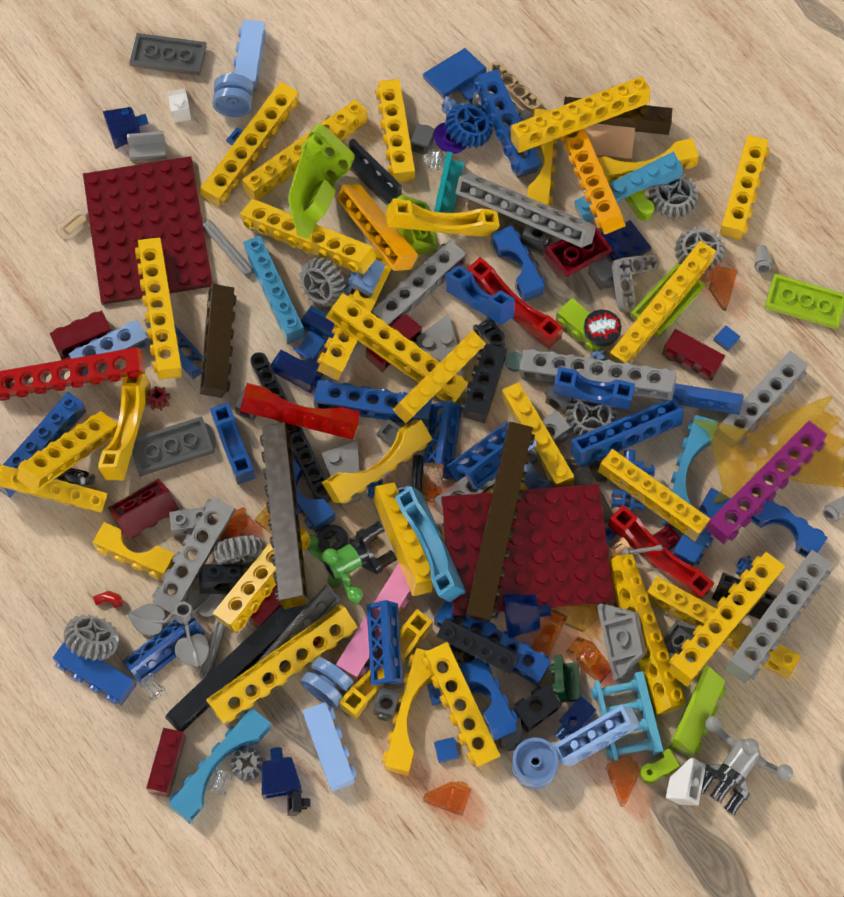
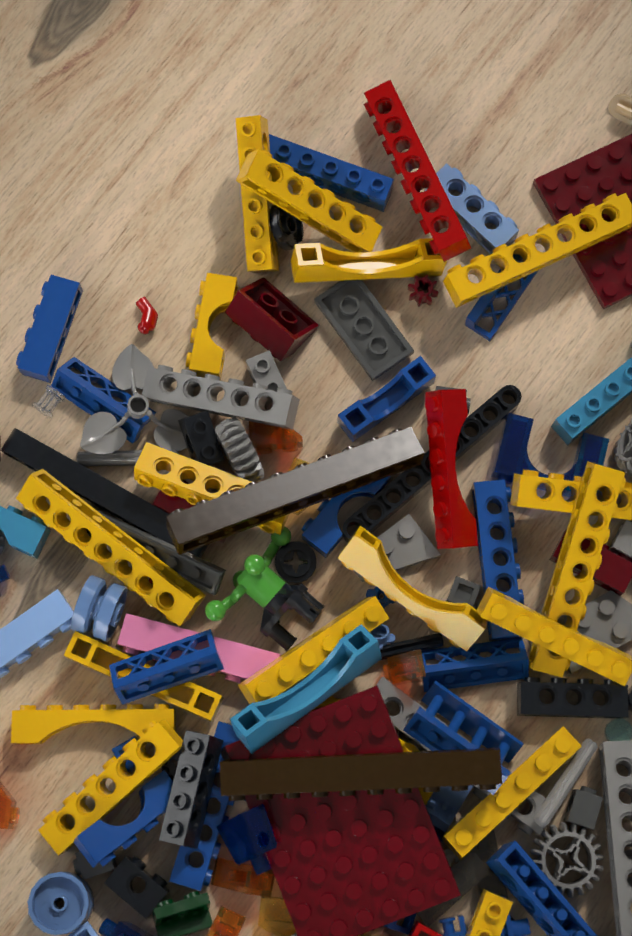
camera: 75 degrees right, 10 degrees up
(79, 333) = (481, 169): dark red brick -> none
(91, 637) = (75, 300): light grey gear -> none
(217, 341) = (523, 337): dark brown brick -> none
(310, 346) = (551, 455): blue bracket -> none
(386, 695) = (107, 691): dark grey brick -> none
(446, 750) = (57, 782): blue tile -> none
(545, 405) = (565, 783): none -> light grey axle
(574, 385) = (600, 872): blue arch -> none

